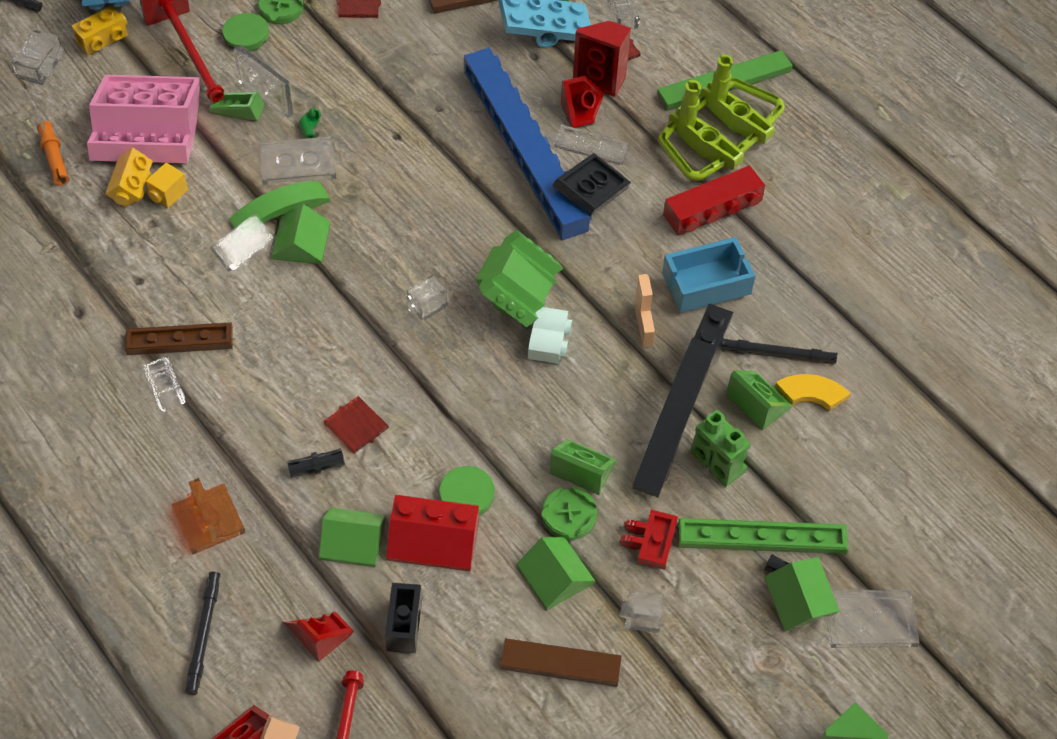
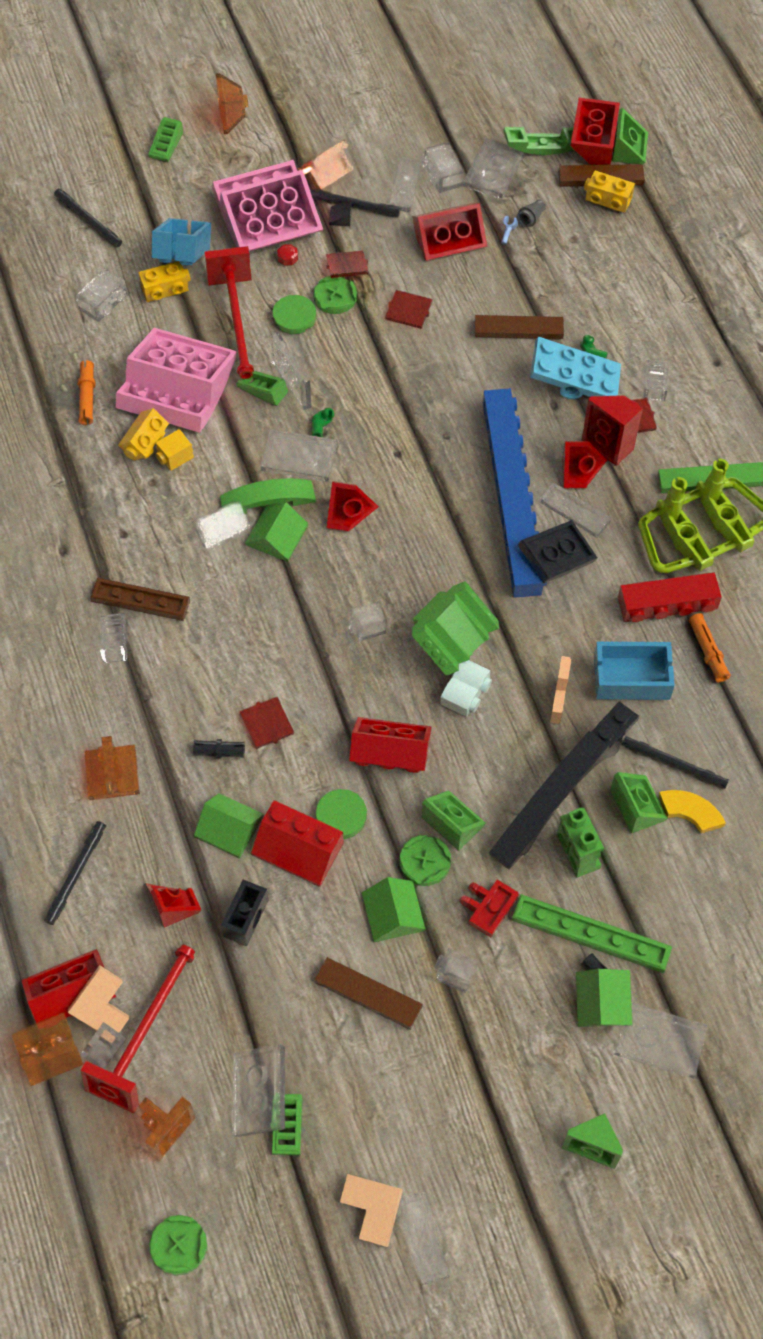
camera: 20 degrees right, 5 degrees up
(366, 194) = (348, 506): none -> red slope
(494, 410) = (390, 744): none -> red slope
(776, 242) = (713, 655): none -> orange pin

